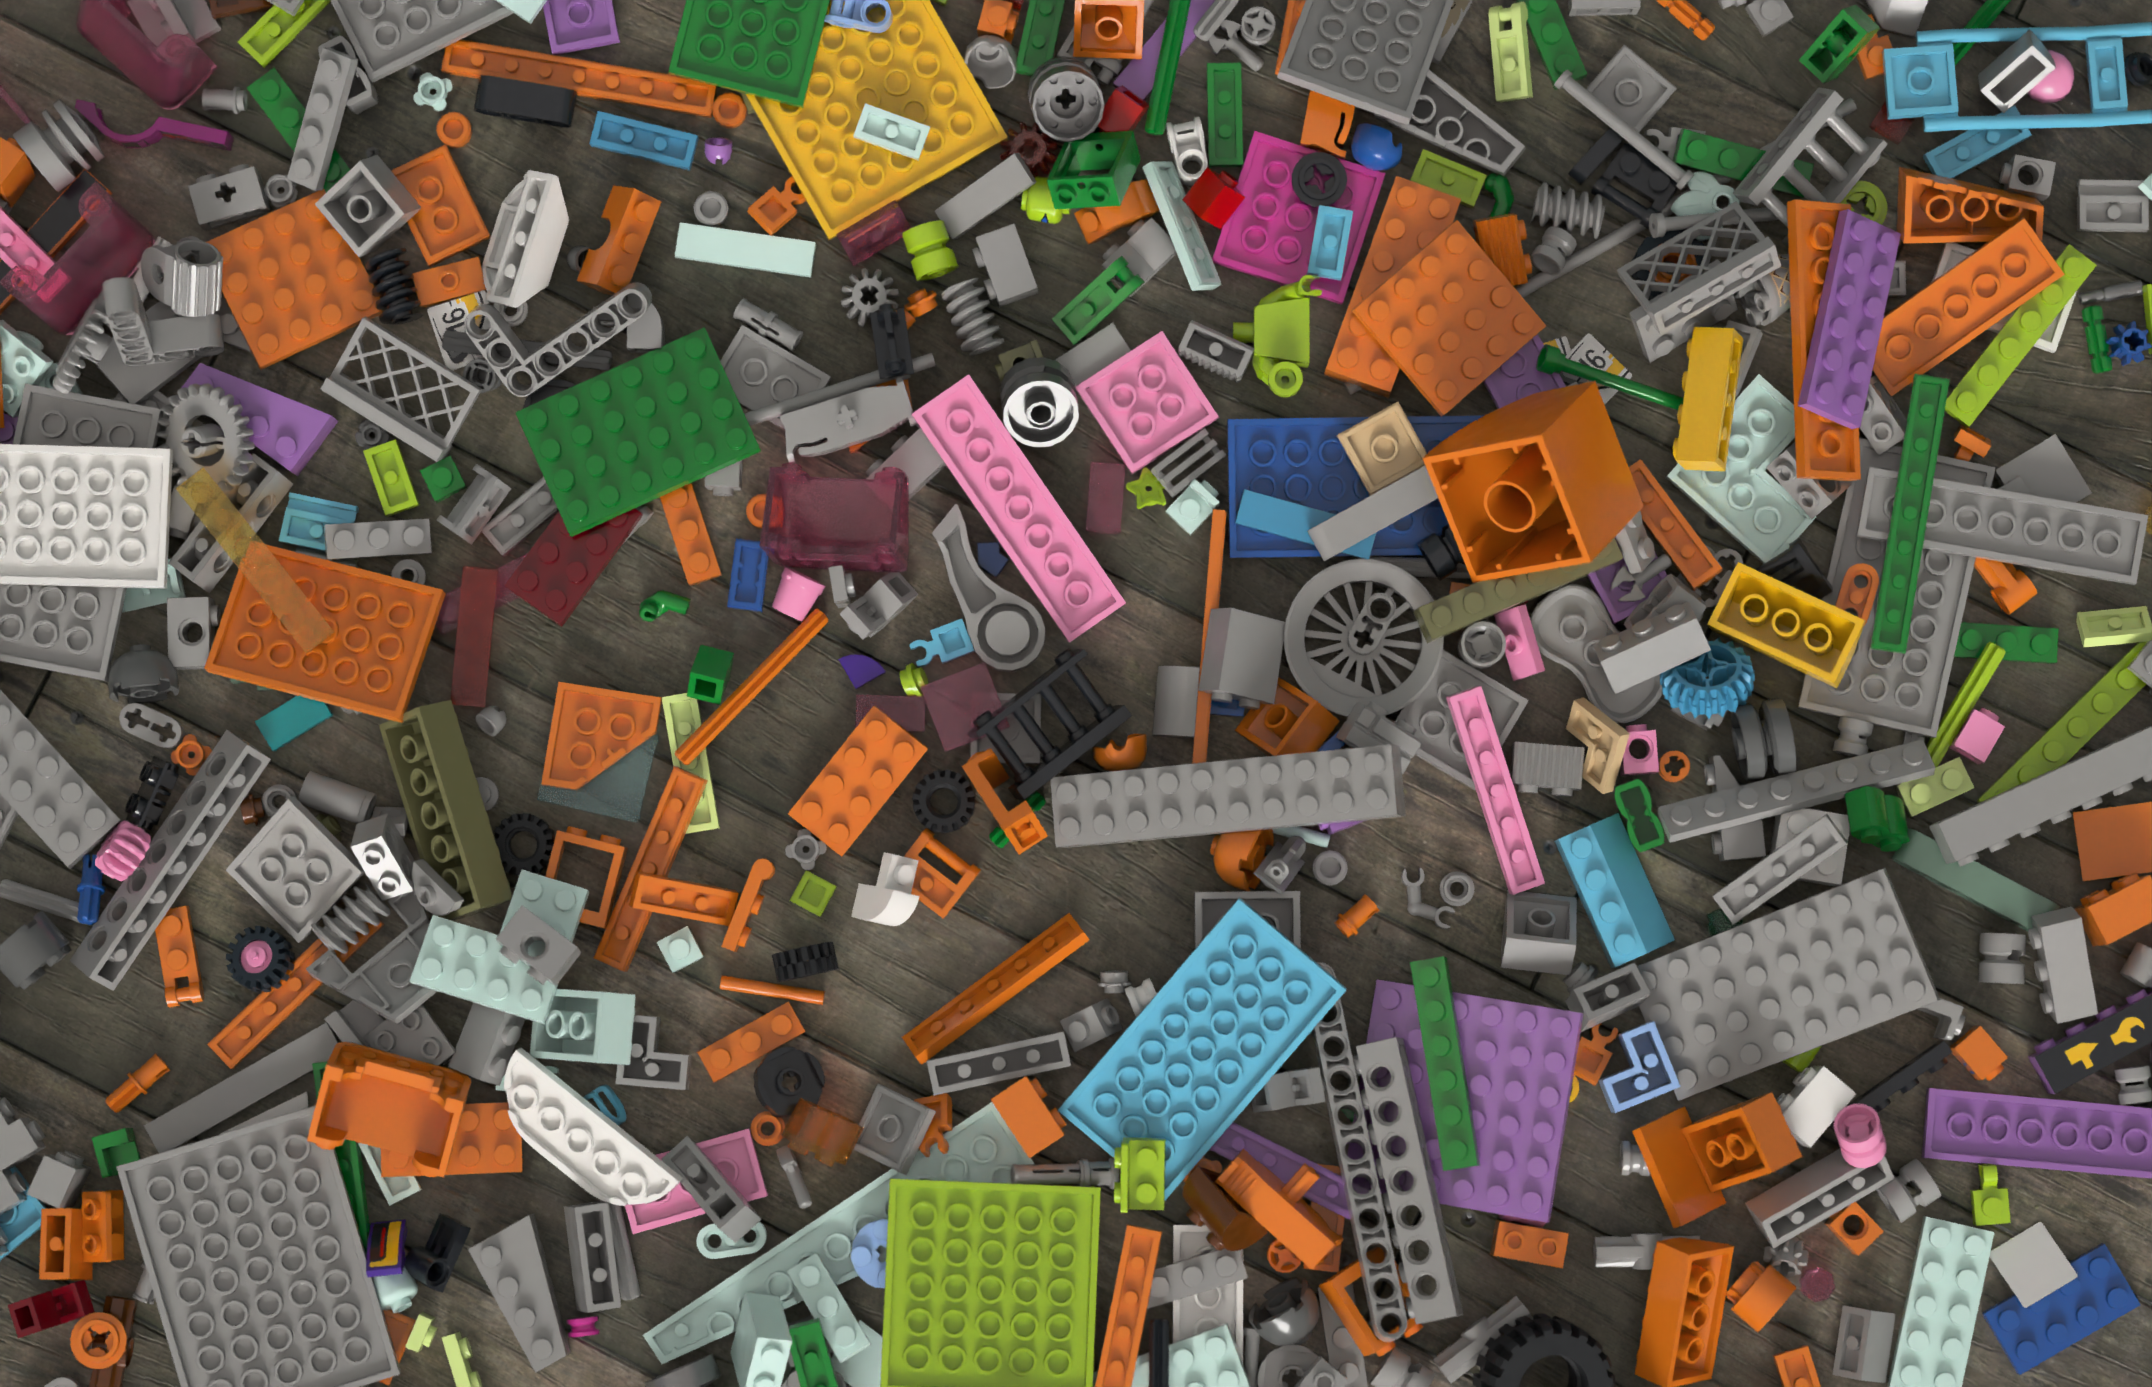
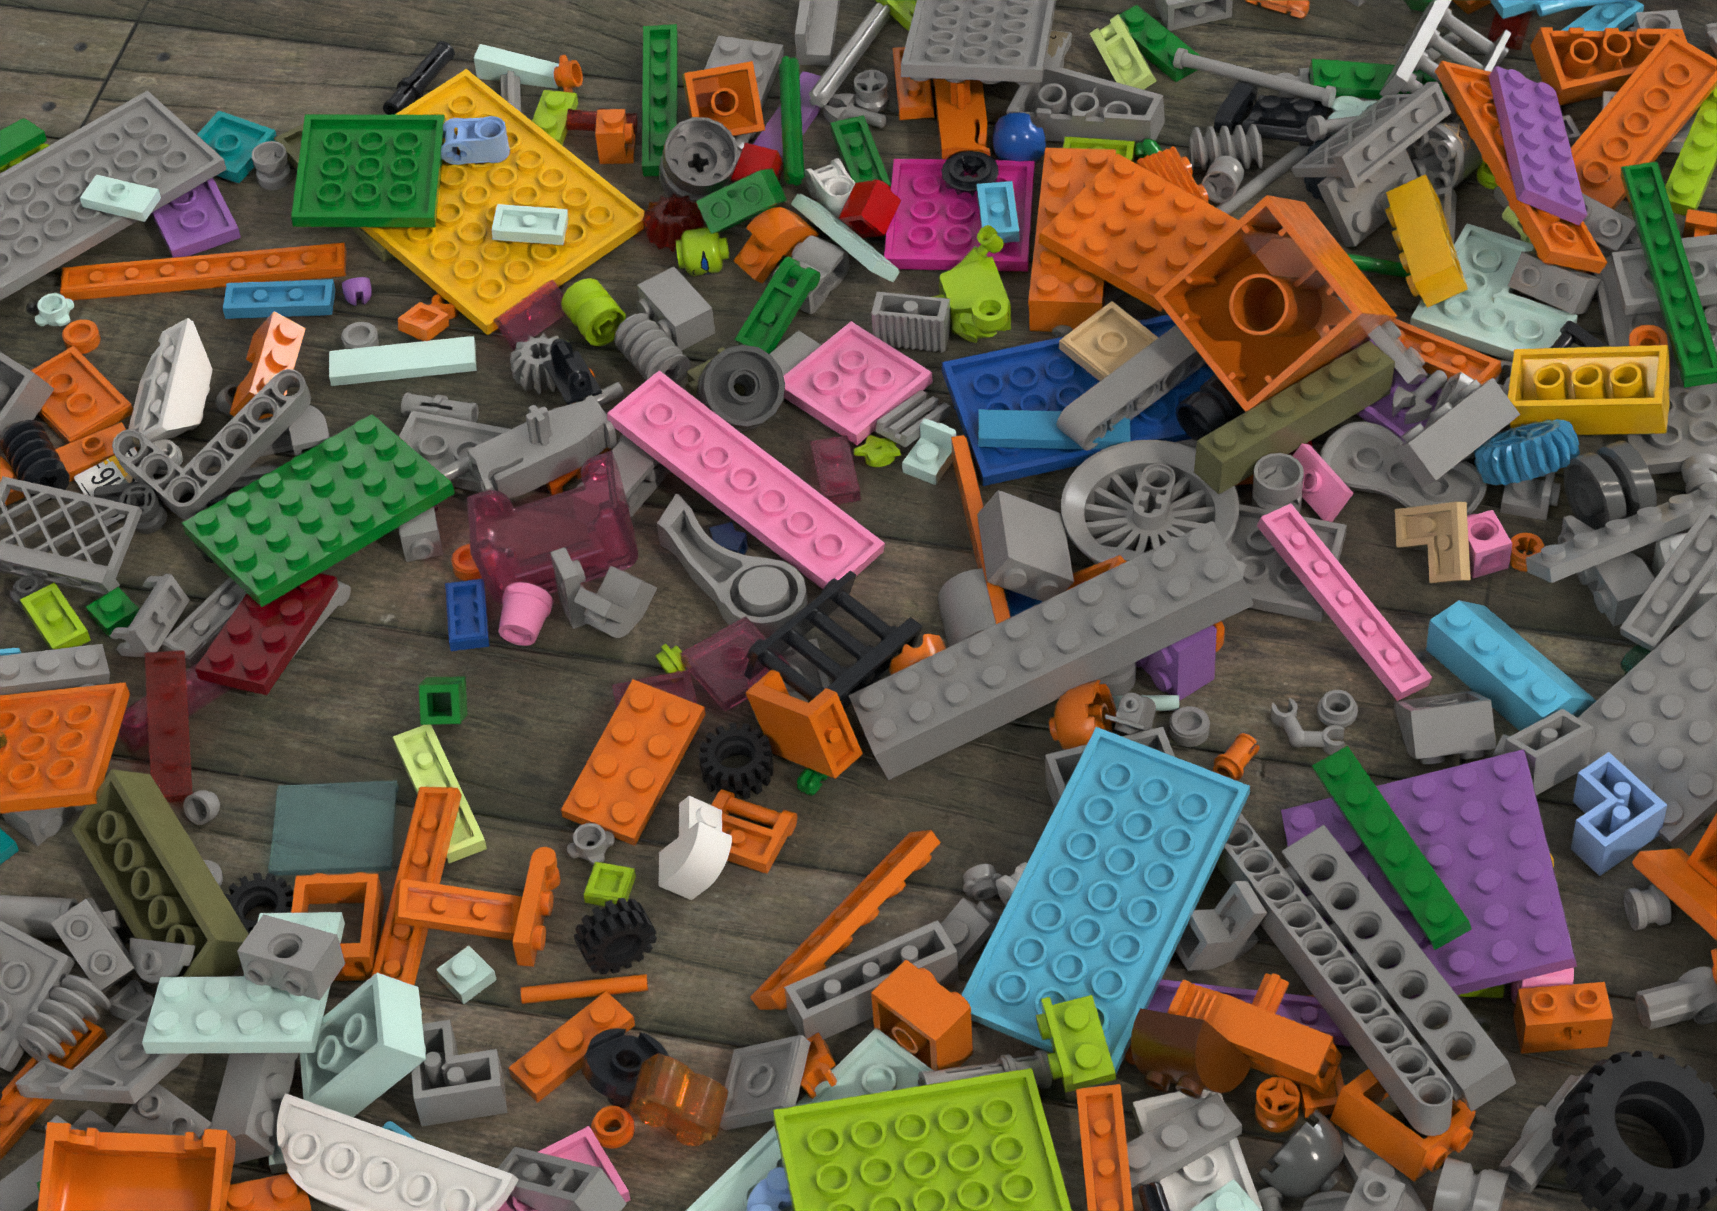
camera: 15 degrees left, 35 degrees down
(525, 101) = (150, 295): black beam -> none
(594, 731) = (322, 784): orange plate -> none
(662, 602) = (376, 661): green arm -> none
(690, 535) = (393, 596): orange plate -> none
(729, 110) = (362, 262): orange tile -> none
(751, 687) = (490, 705): orange axle -> none
(792, 1169) = (654, 1162): light grey bar -> none
(861, 669) = (611, 669): dark purple tile -> none
(921, 302) = (597, 355): orange plate -> none
(948, 642) = (696, 623): medium azure plate -> none
(985, 196) = (641, 255): light grey tile -> none
(991, 60) = (616, 161): light grey hair -> none
(1546, 767) = (1393, 575): light grey brick -> none
(1593, 1056) = (1558, 820): orange plate -> none
(1631, 88) = (1251, 54): light grey tile -> none
(1636, 805) = (1507, 587): green brick -> none

